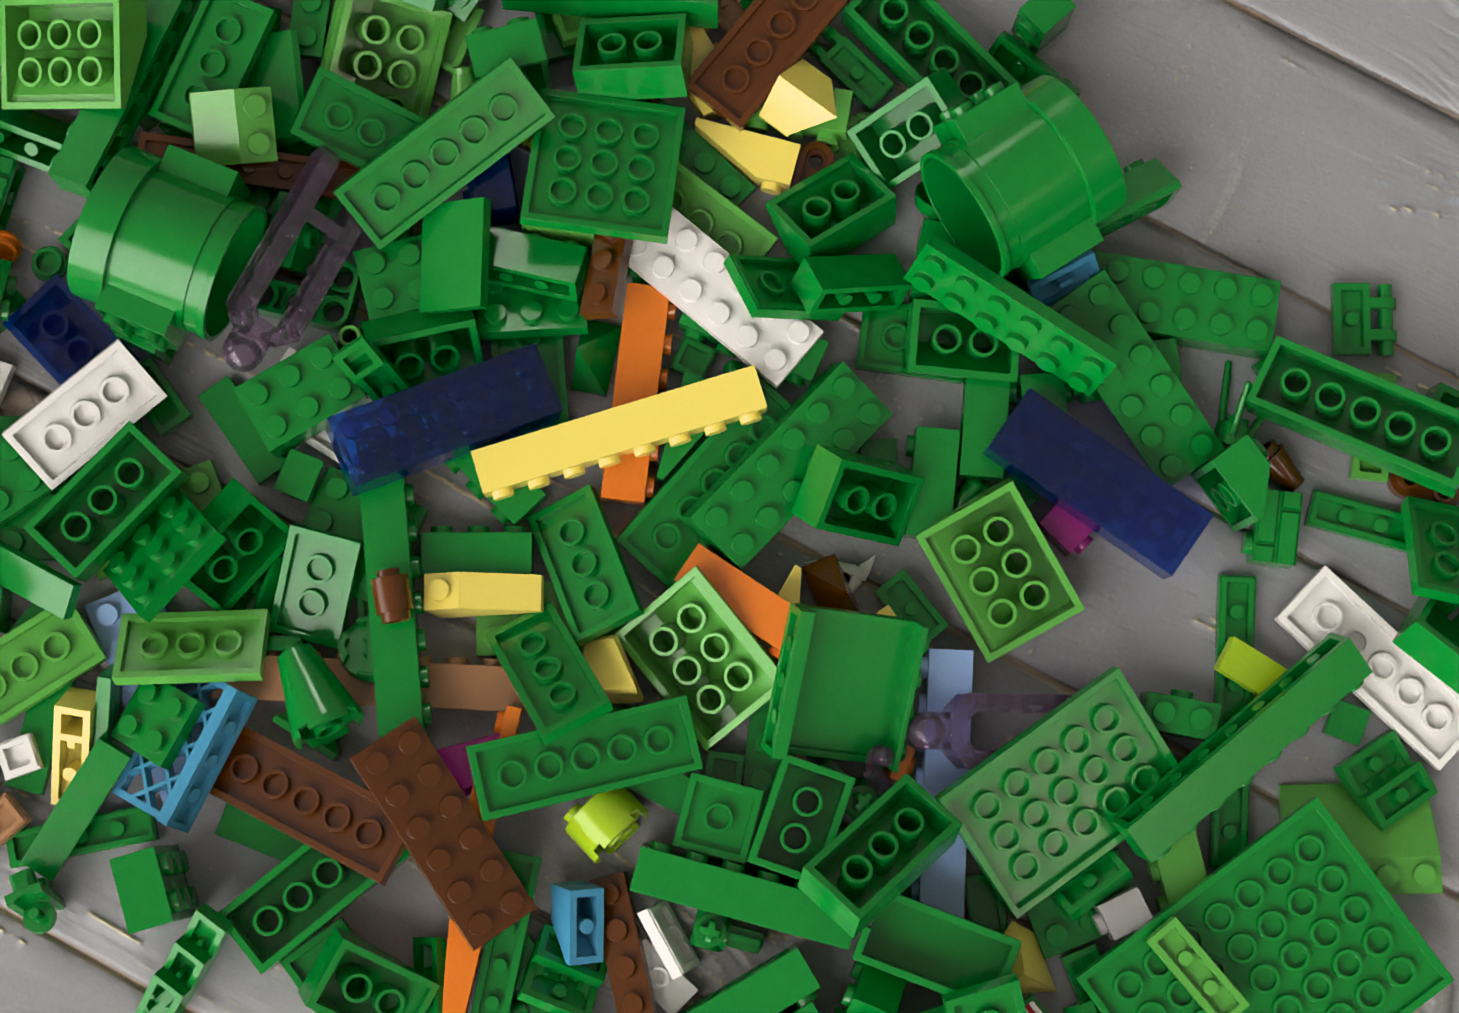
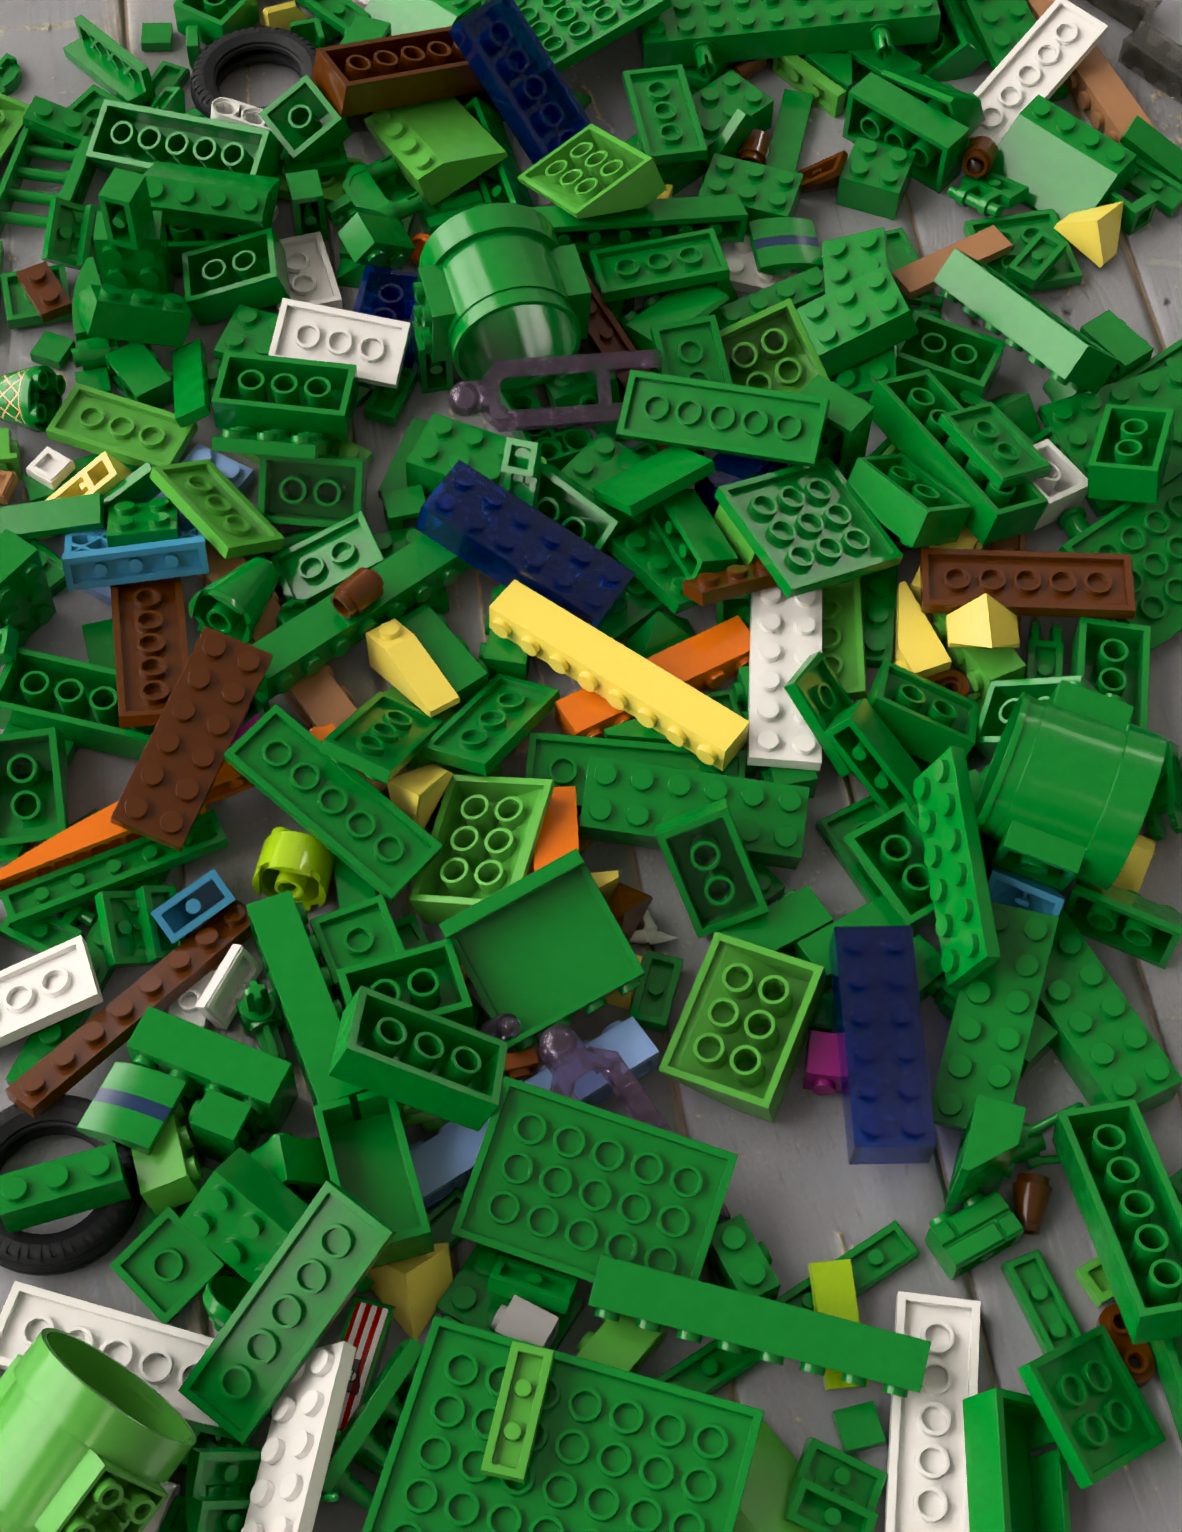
camera: 55 degrees right, 25 degrees down
(234, 125) = (627, 294): bright green slope -> none

